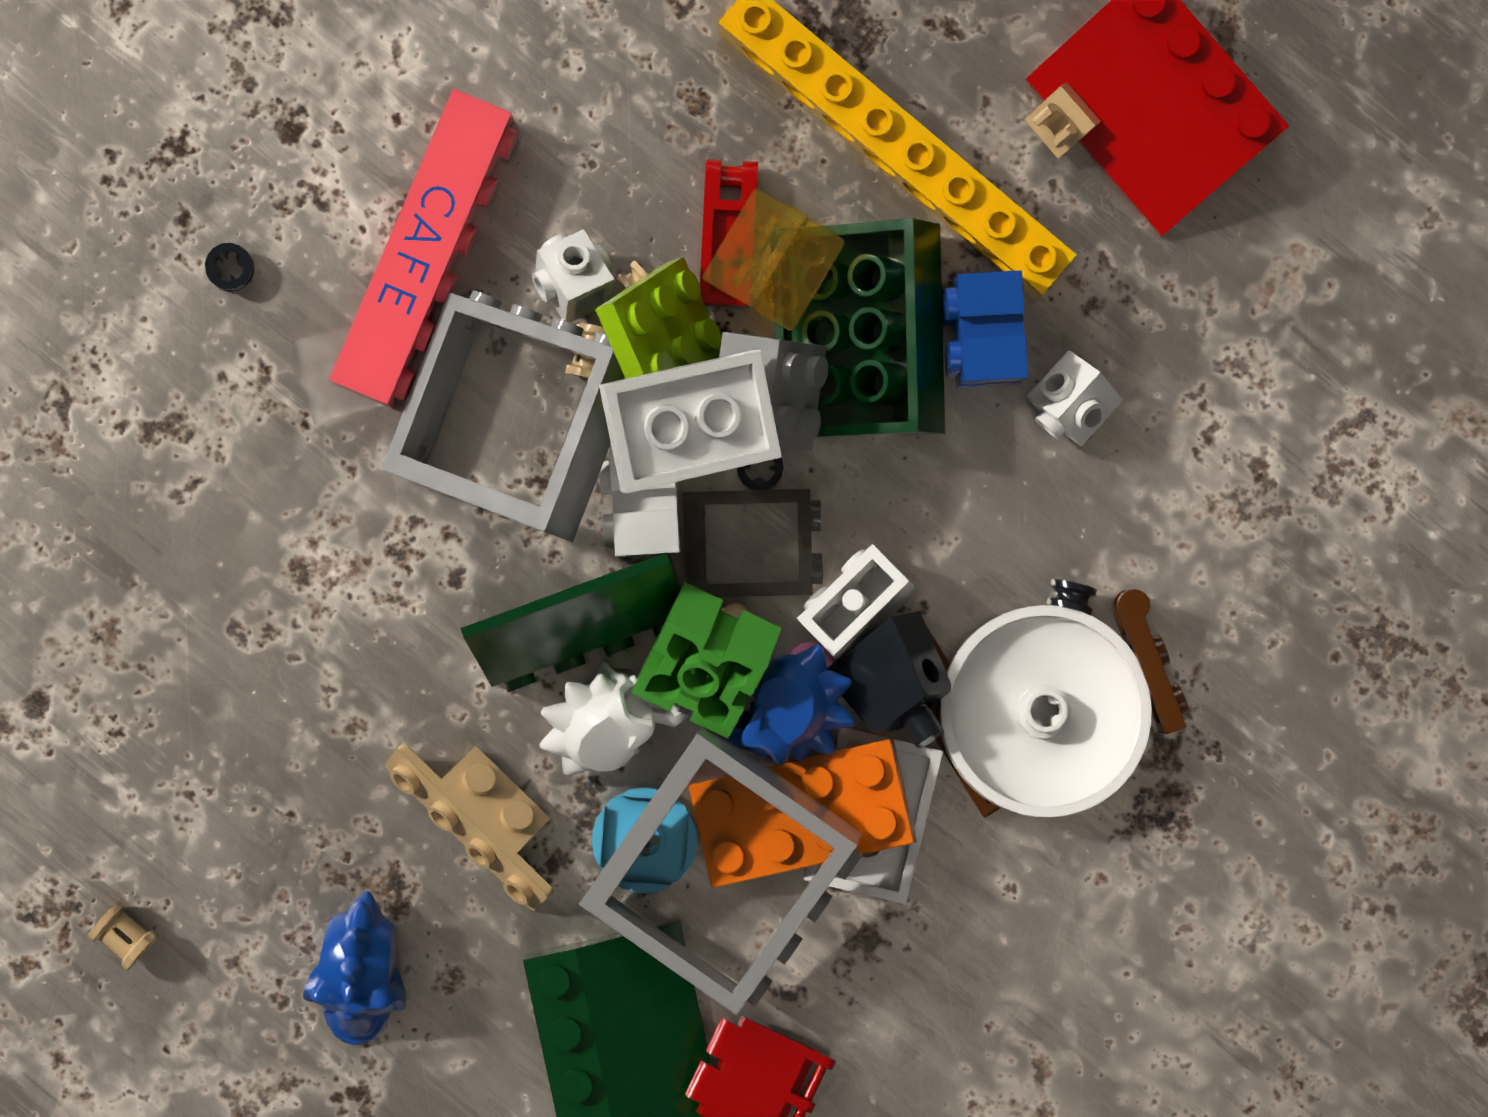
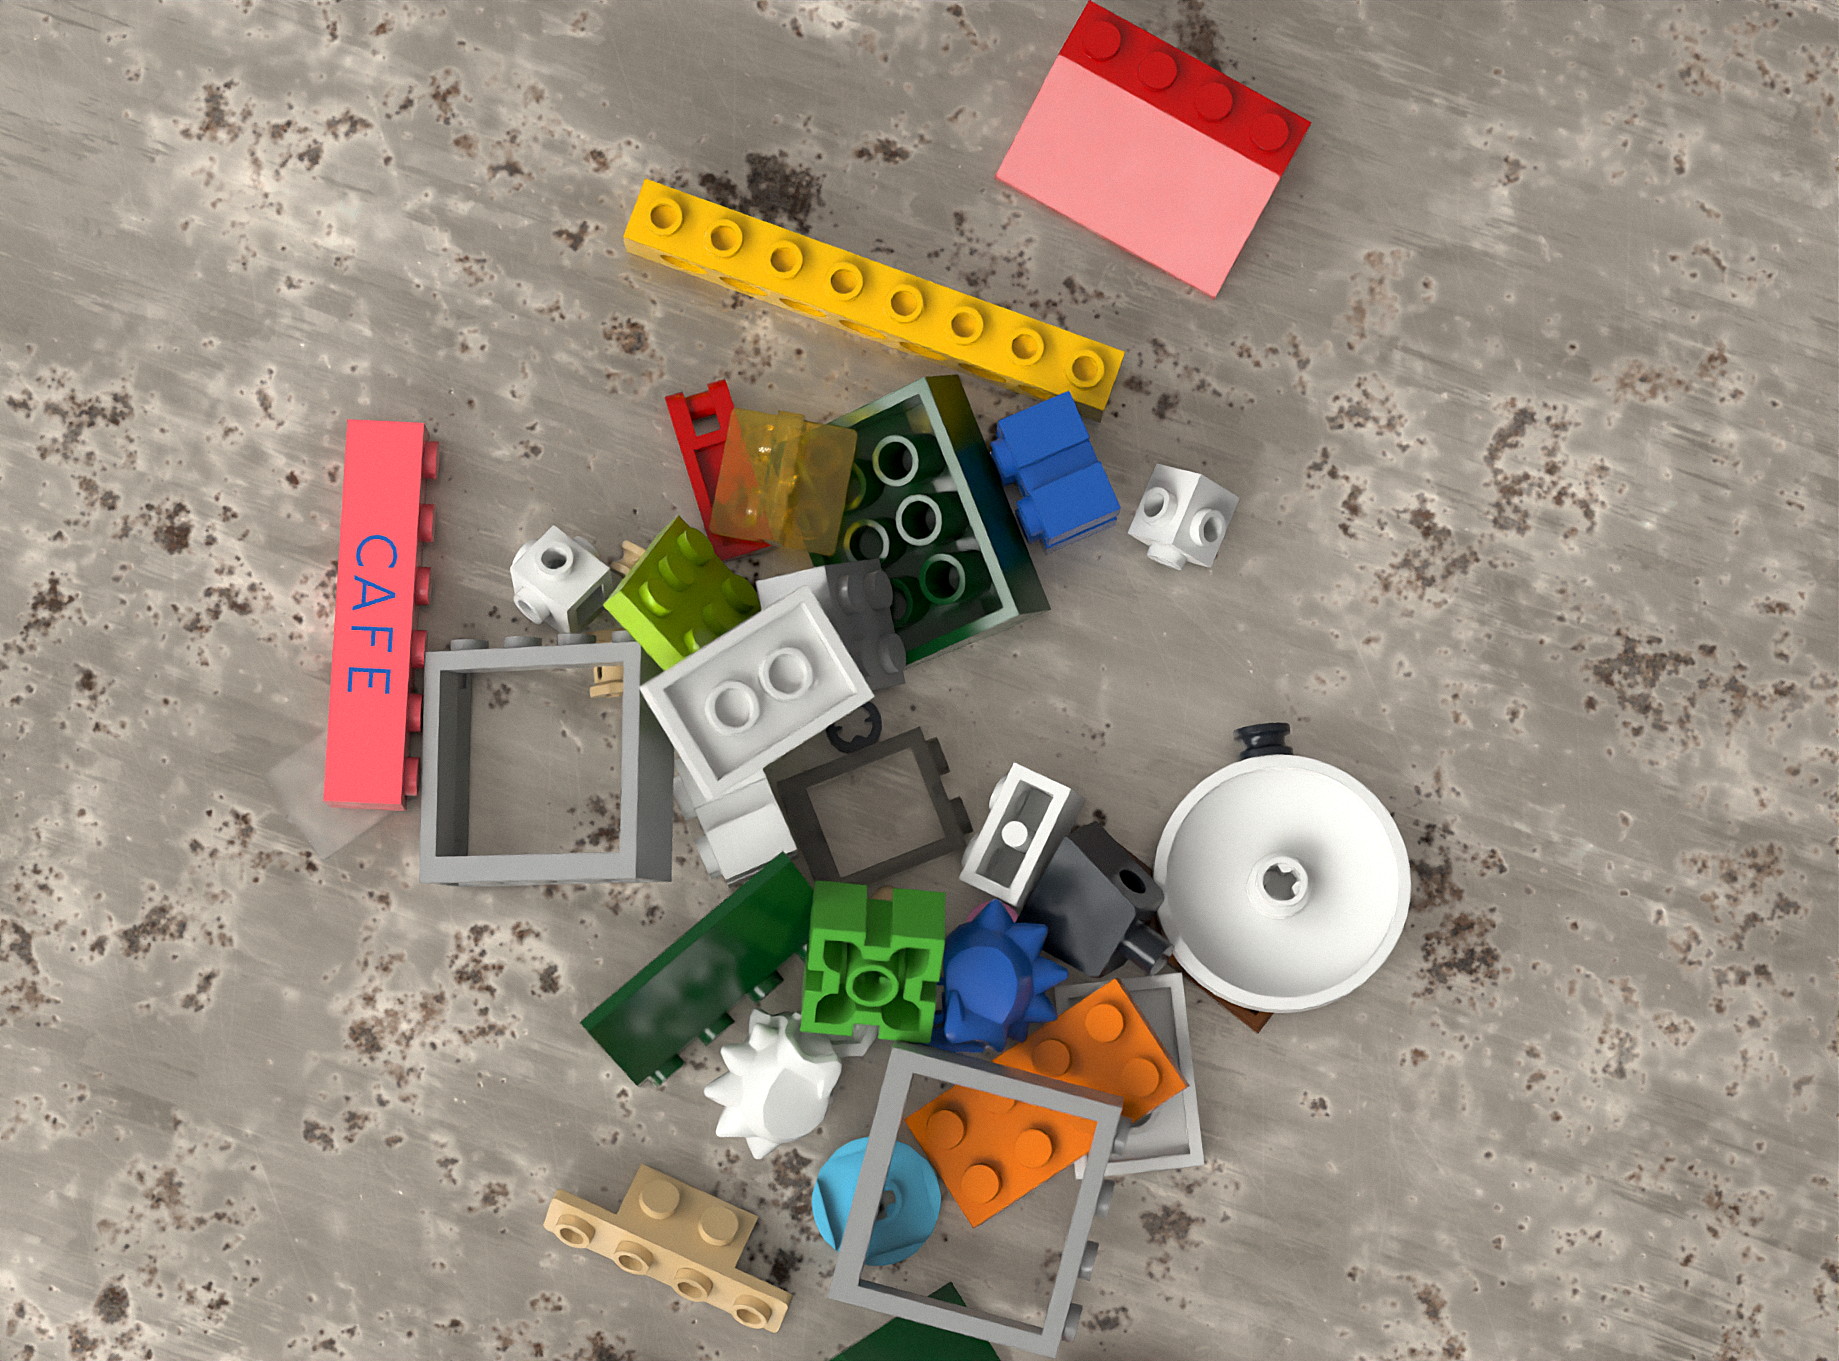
camera: 25 degrees left, 5 degrees down
(244, 261) = (145, 728): black bush -> none
(1062, 120) = (1053, 208): tan tile -> none
(1166, 699) = (1416, 820): reddish brown plate -> none

